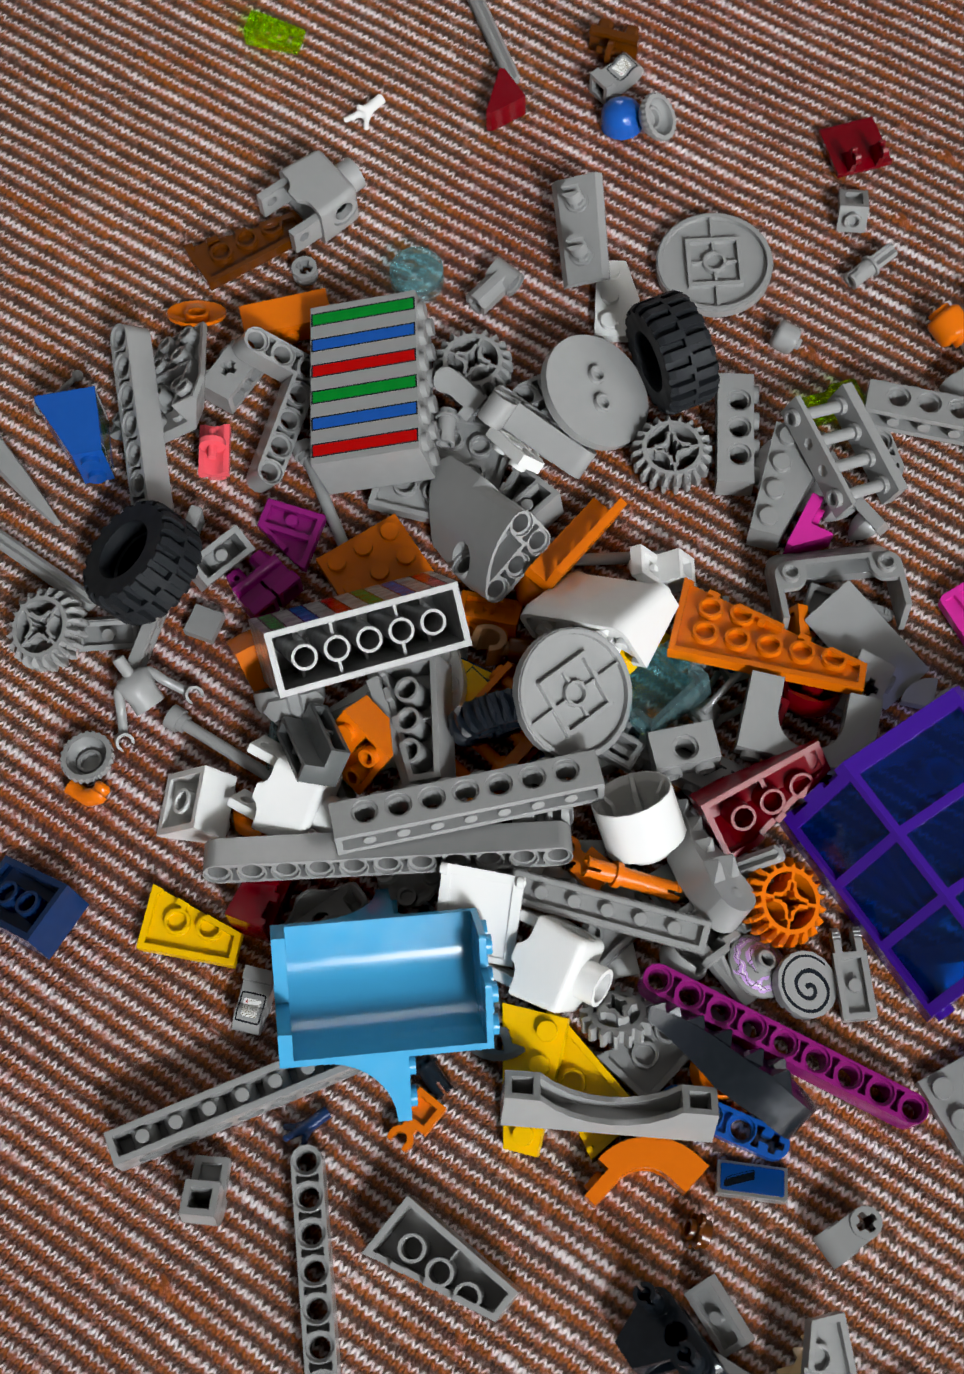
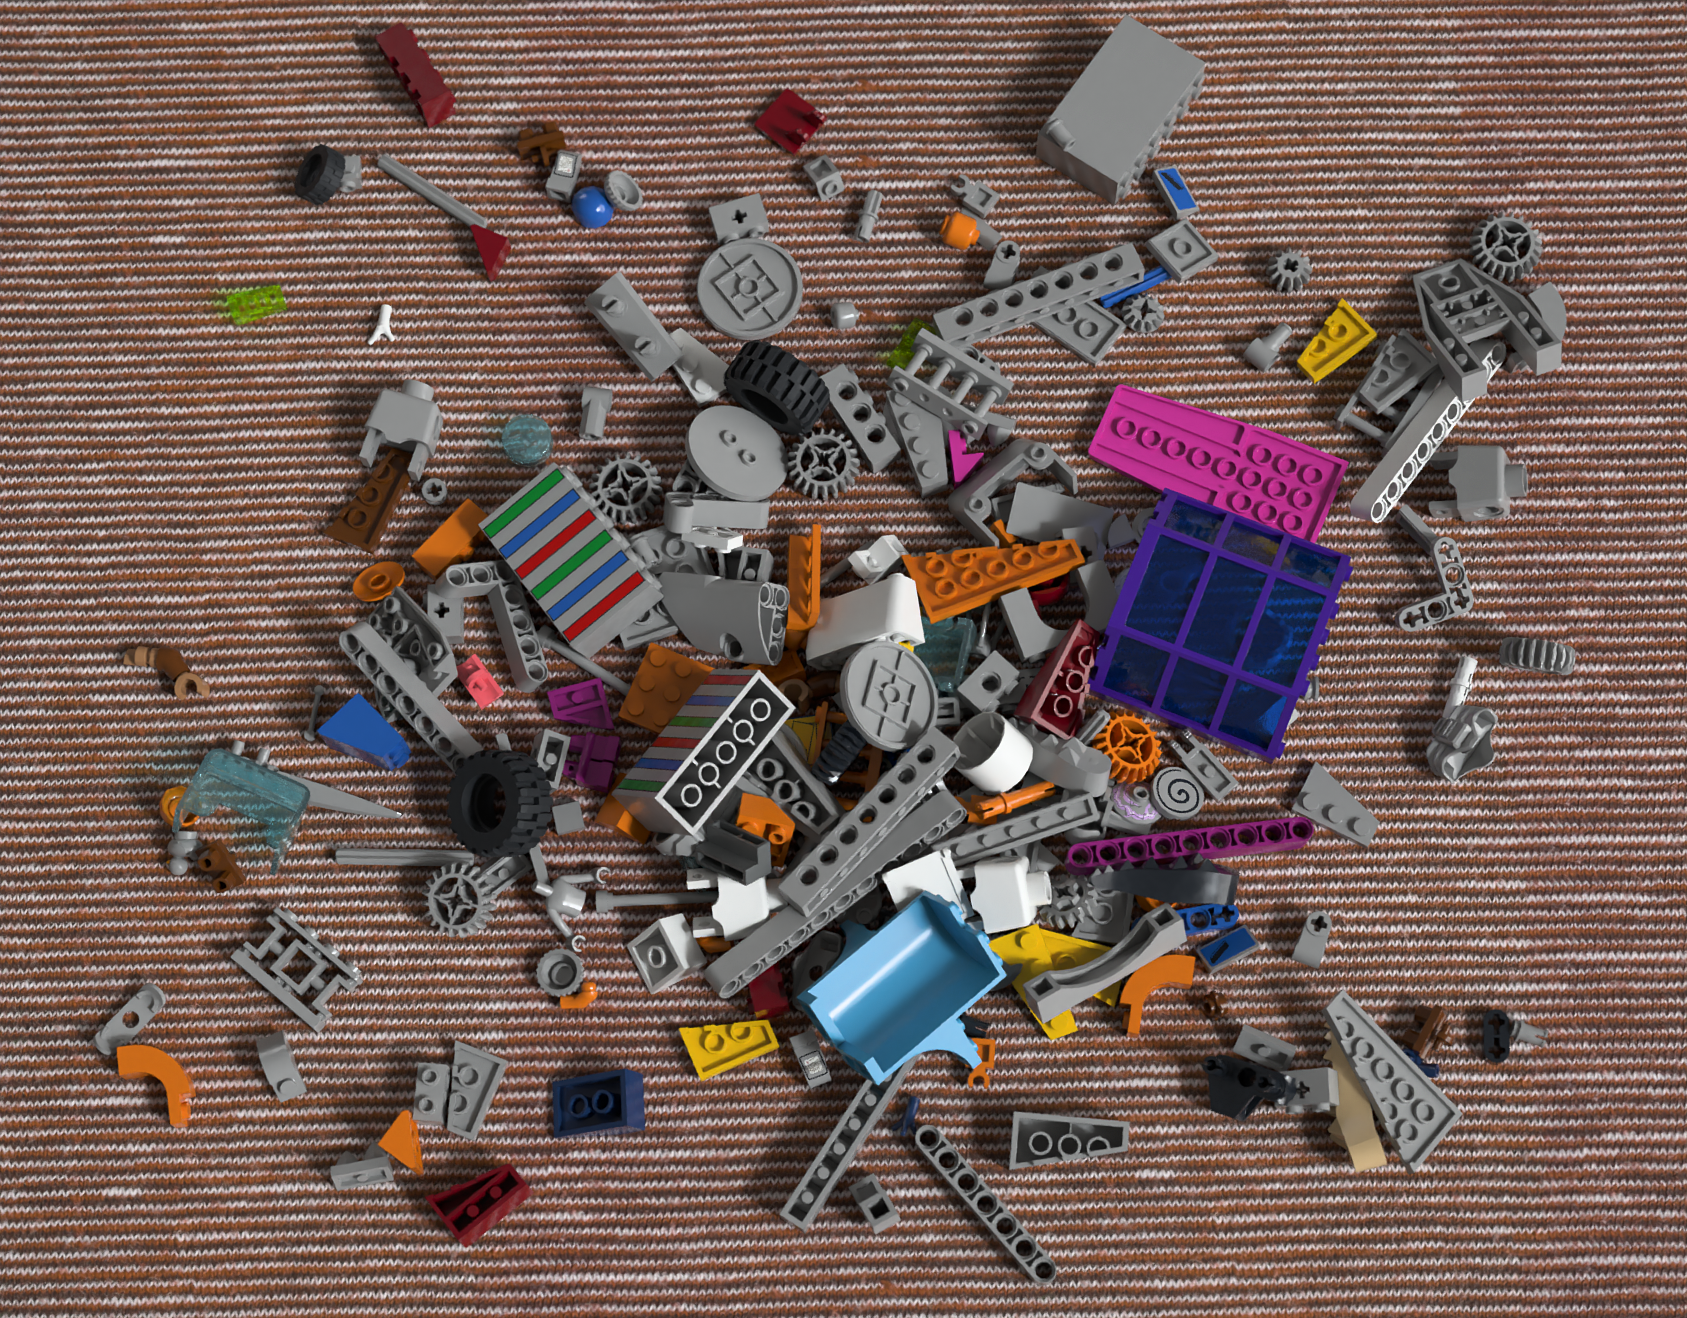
camera: 35 degrees left, 5 degrees up
(462, 390) = (633, 514): light grey leg -> none
(747, 198) = (748, 210): none -> light grey brick

